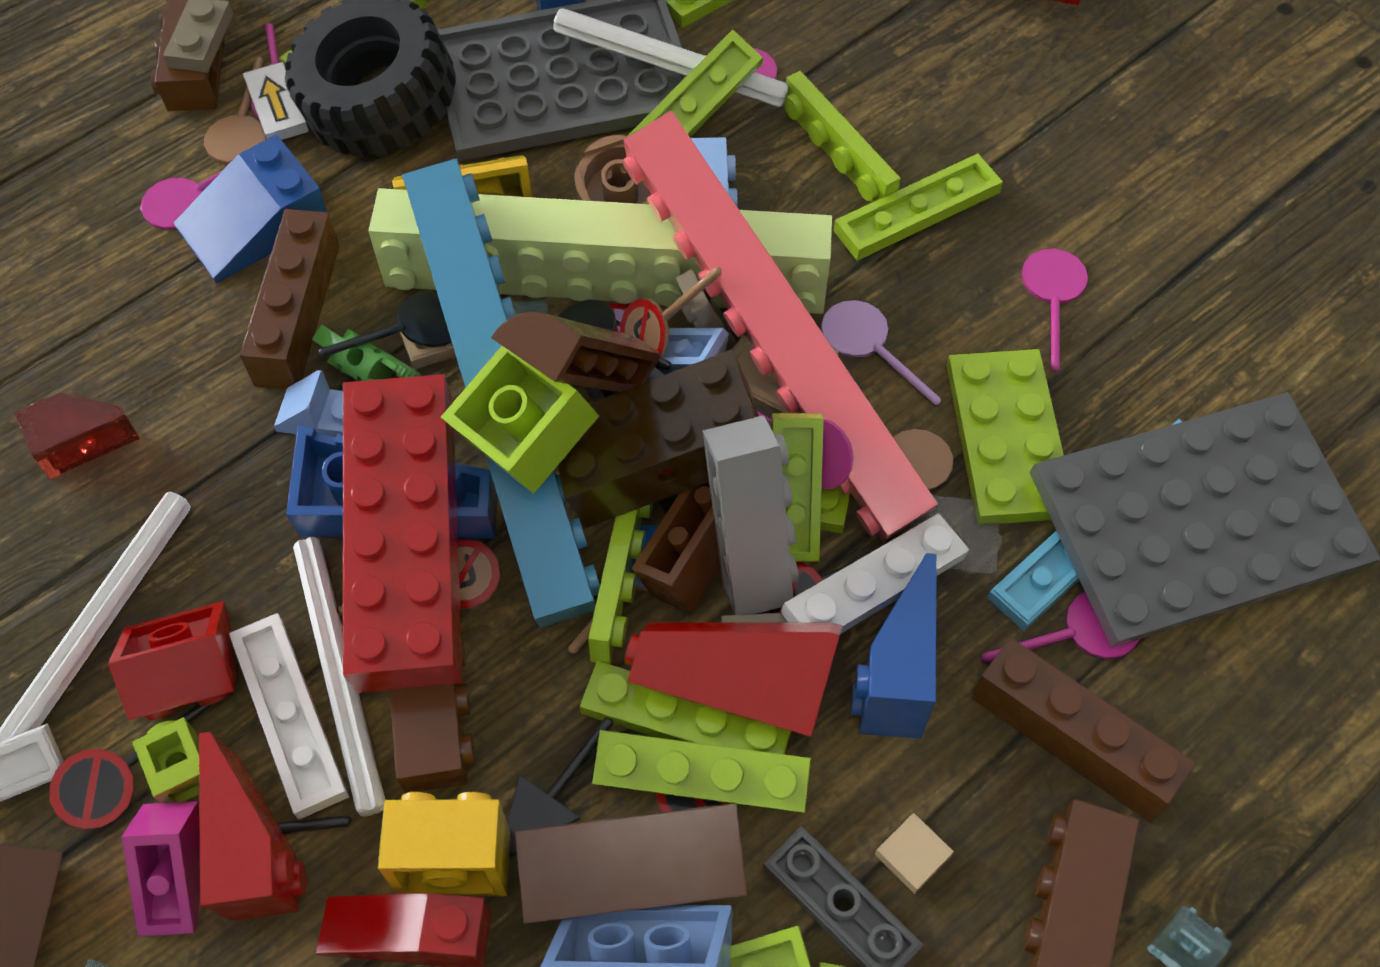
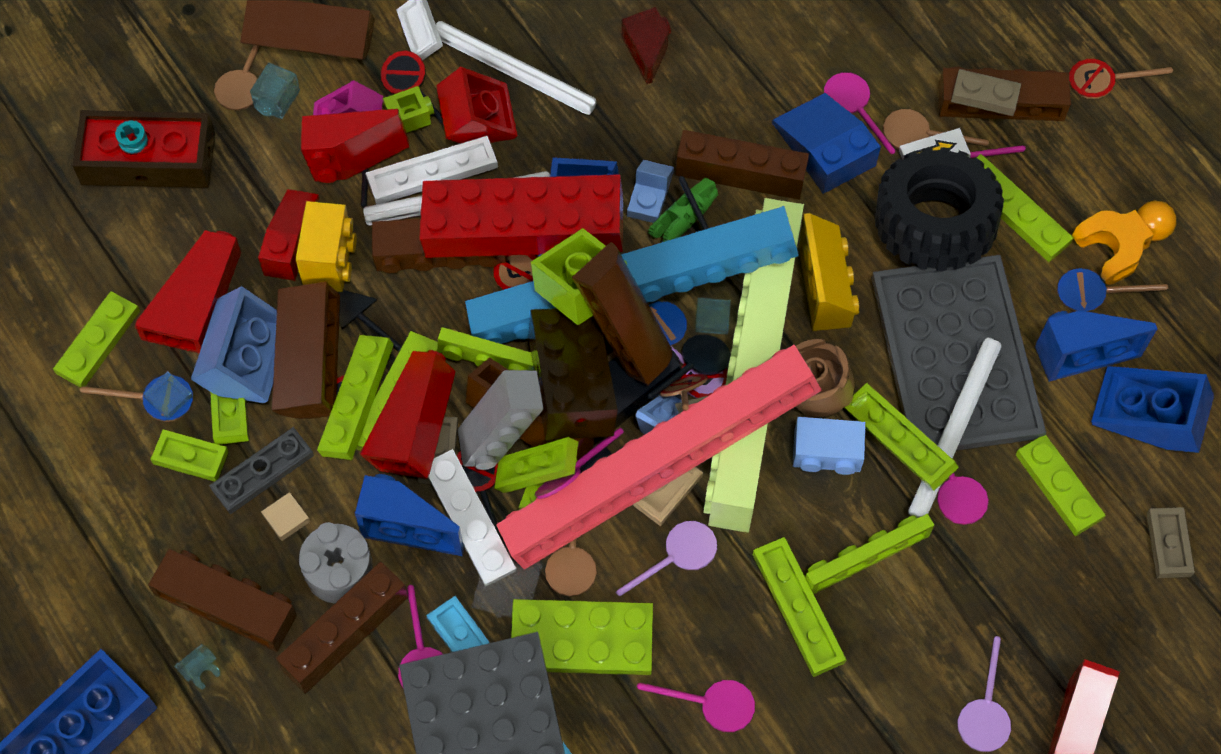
camera: 95 degrees right, 5 degrees up
(1002, 730) = (329, 545): none -> light grey brick
(1005, 44) = (983, 722): none -> lavender piece

